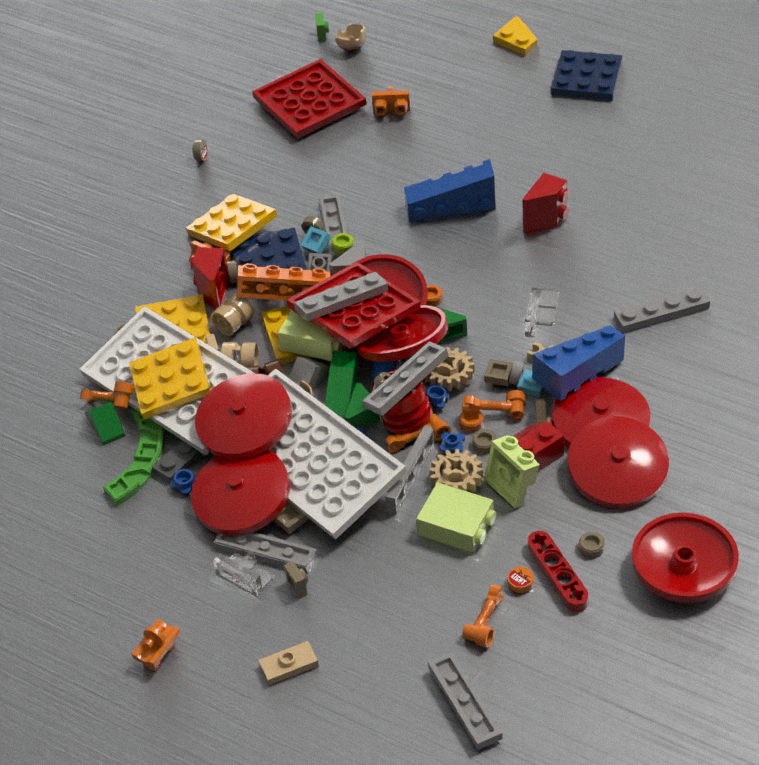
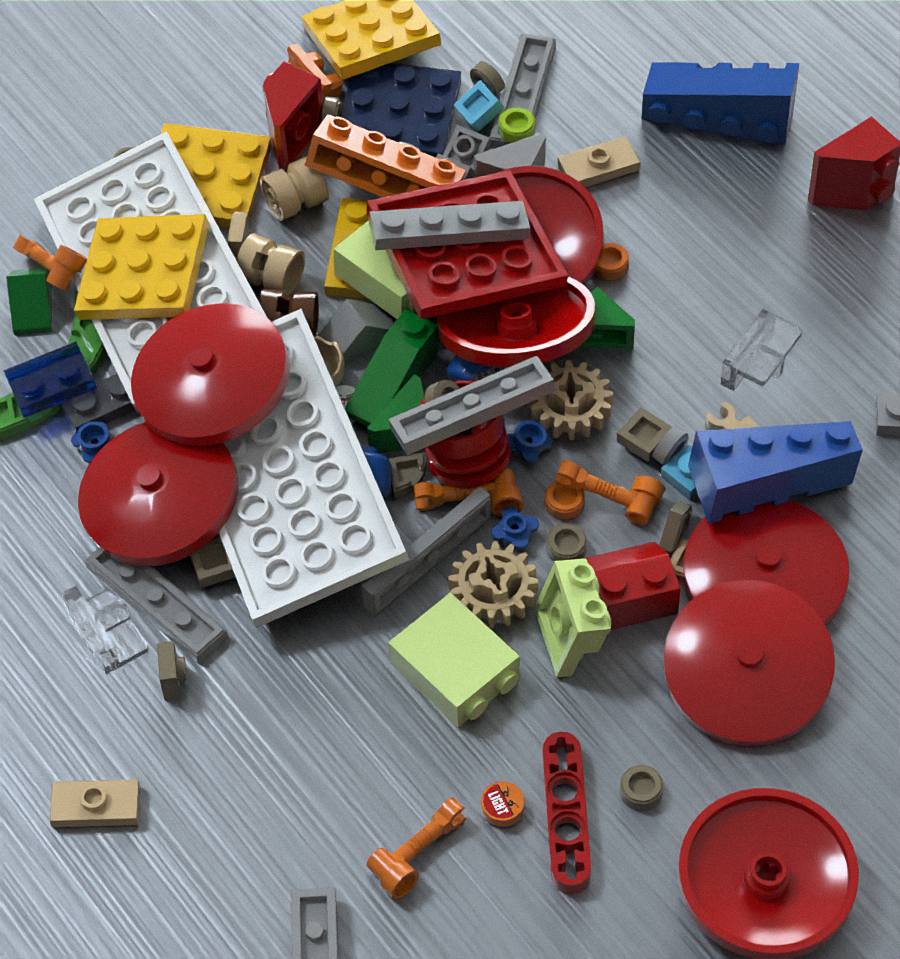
camera: 20 degrees right, 10 degrees up
(142, 456) = (50, 379): none -> clear blue plate
(377, 434) = (406, 473): none -> dark tan tile
(401, 246) = (600, 162): none -> tan plate

